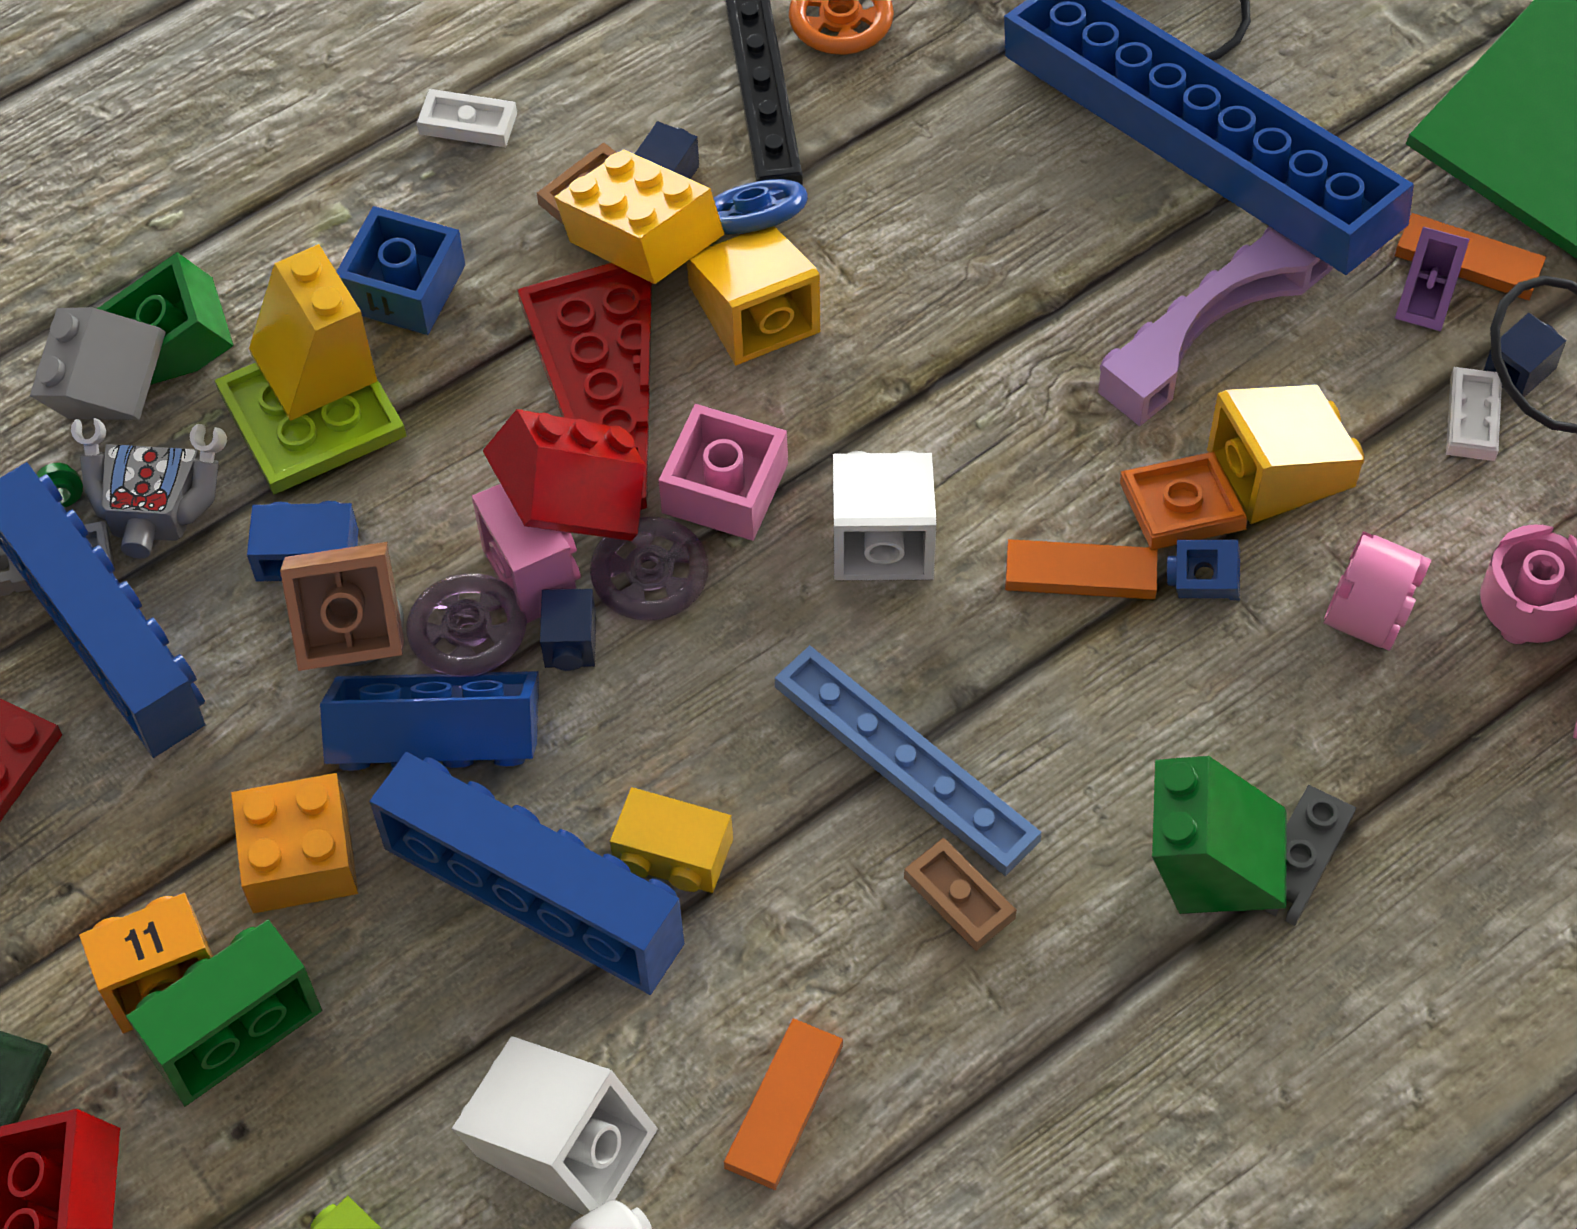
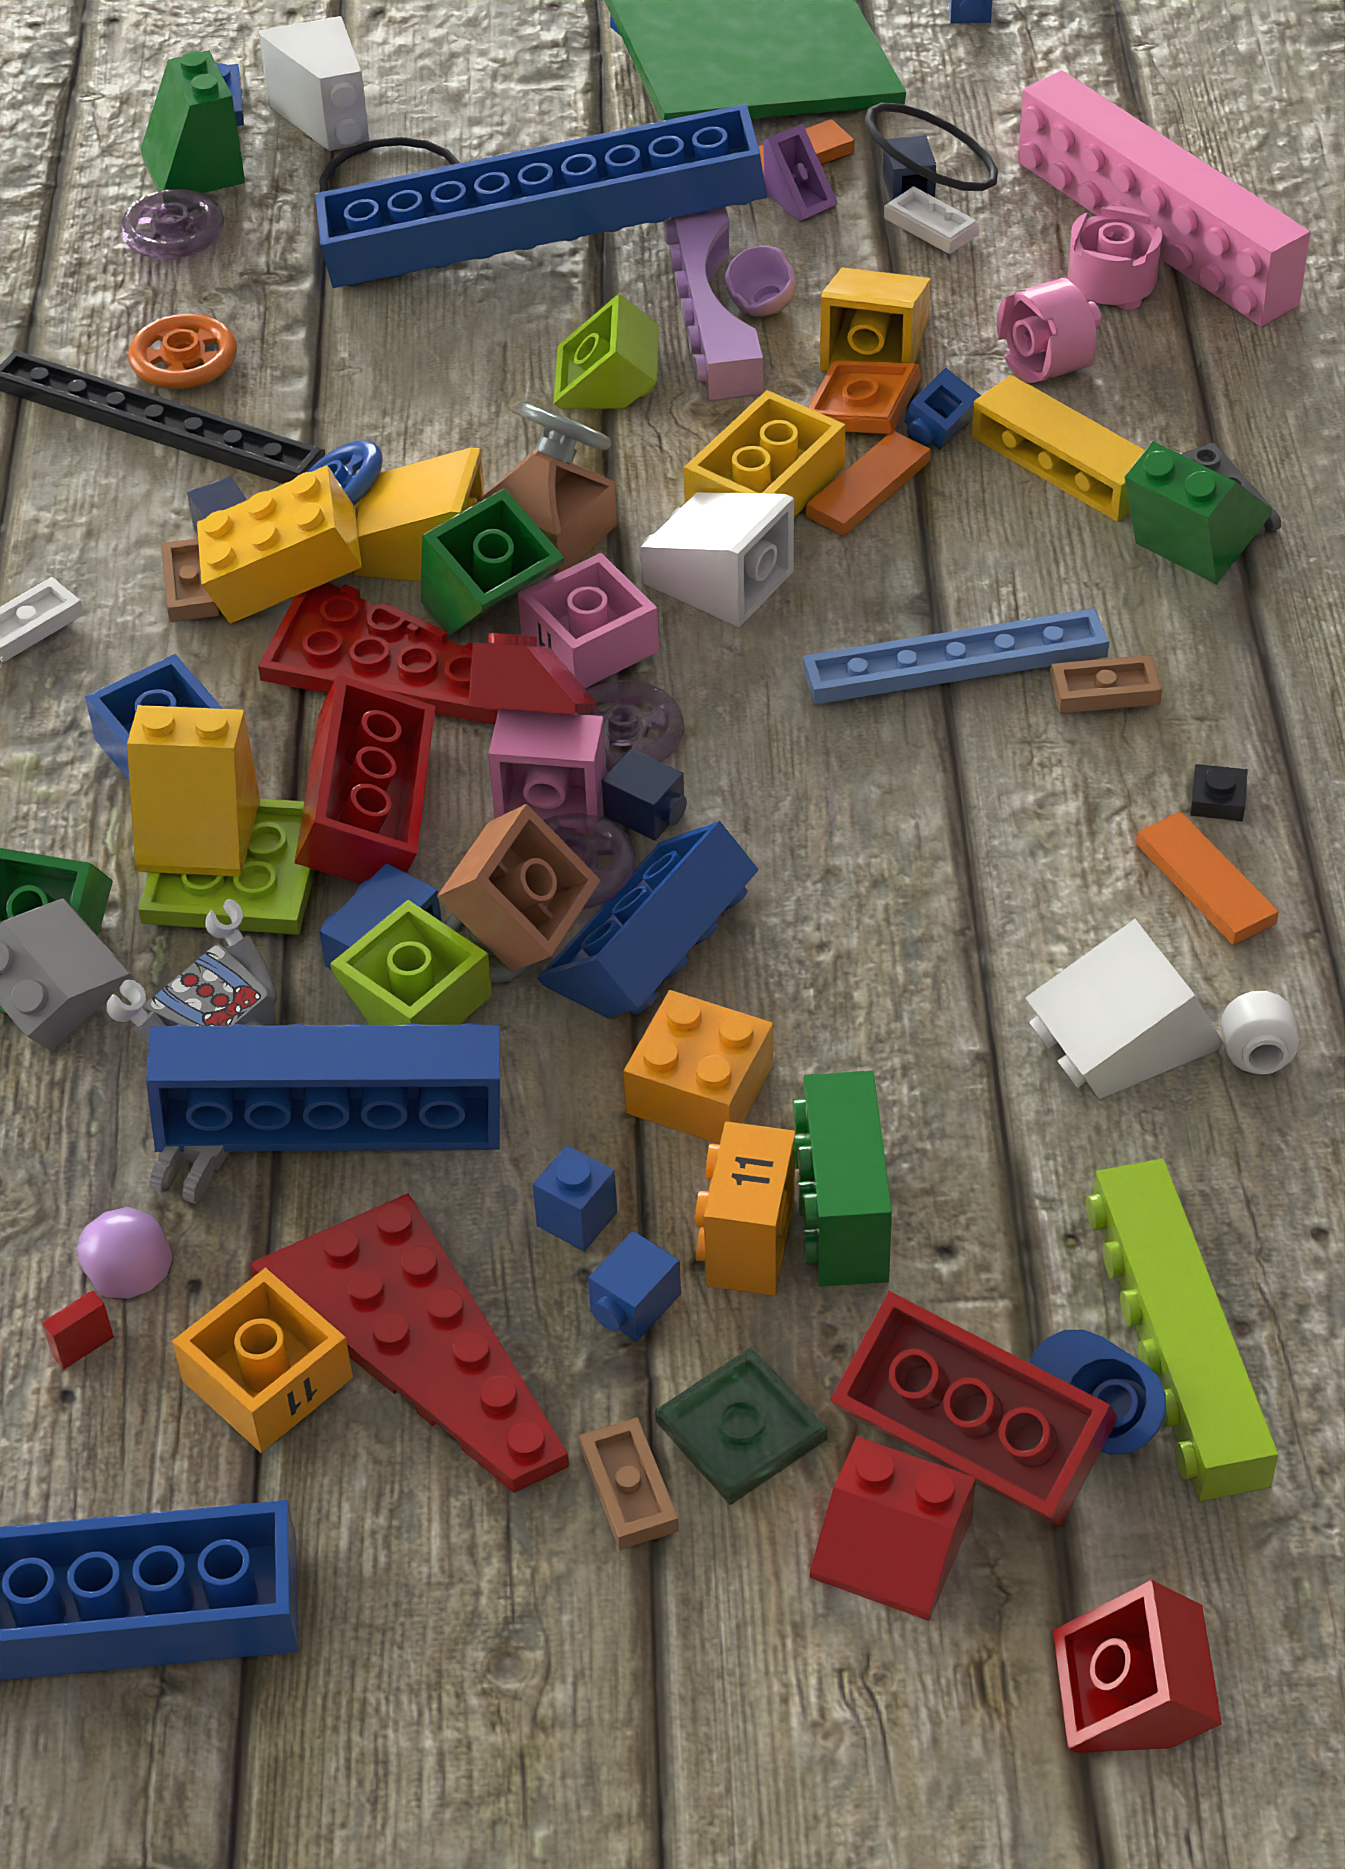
camera: 55 degrees left, 10 degrees down
(48, 929) = (634, 1286): none -> blue brick
(66, 479) = (129, 1078): green plate -> none
(109, 837) = (575, 1198): none -> blue brick
(241, 596) = (414, 971): none -> lime slope
(418, 436) = (365, 782): none -> red brick
(529, 871) = (876, 913): blue brick -> none
(672, 840) = (911, 825): yellow brick -> none
(701, 359) = (482, 561): none -> green slope
(846, 353) = (560, 497): none -> nougat piece
(898, 1058) = (1219, 792): none -> black plate
(1012, 482) = (771, 451): none -> yellow brick
(1068, 293) = (608, 359): none -> lime slope
(1244, 683) = (1056, 444): none -> yellow brick
(1259, 337) = (761, 281): none -> lavender hair

